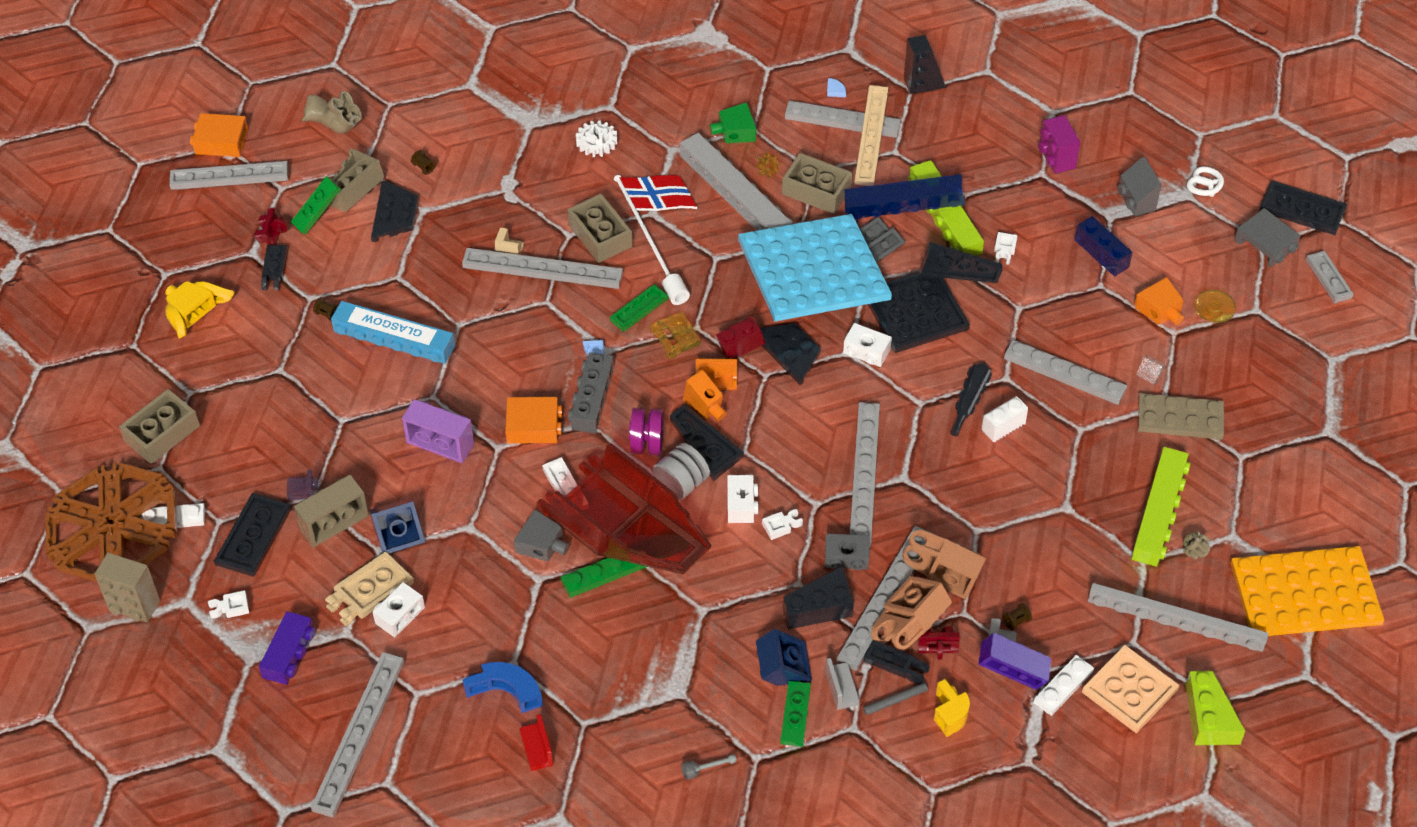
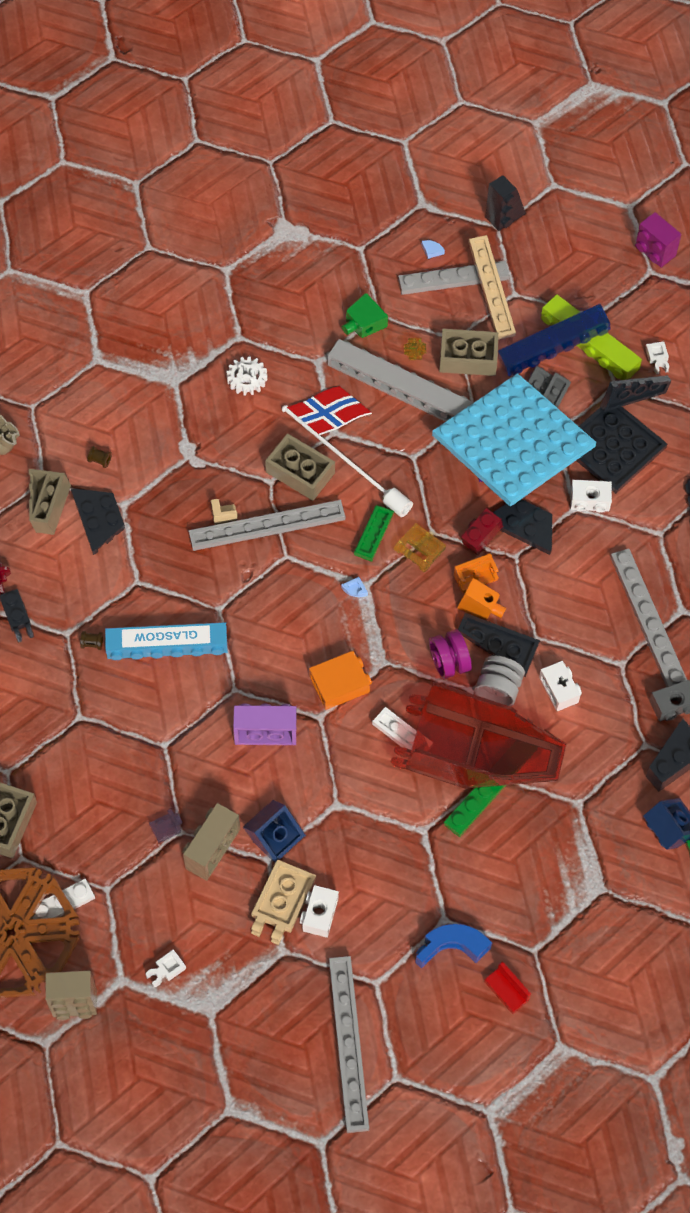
camera: 25 degrees left, 10 degrees up
(252, 535) = (146, 890): black tile -> none
(287, 648) = (242, 989): dark purple brick -> none
(315, 205) = (27, 539): green plate -> none
(540, 538) = (408, 792): dark grey torso -> none
(592, 392) = (378, 633): dark grey brick -> none
(691, 769) = (648, 956): hinge -> none
(780, 525) = (604, 697): white plate -> none

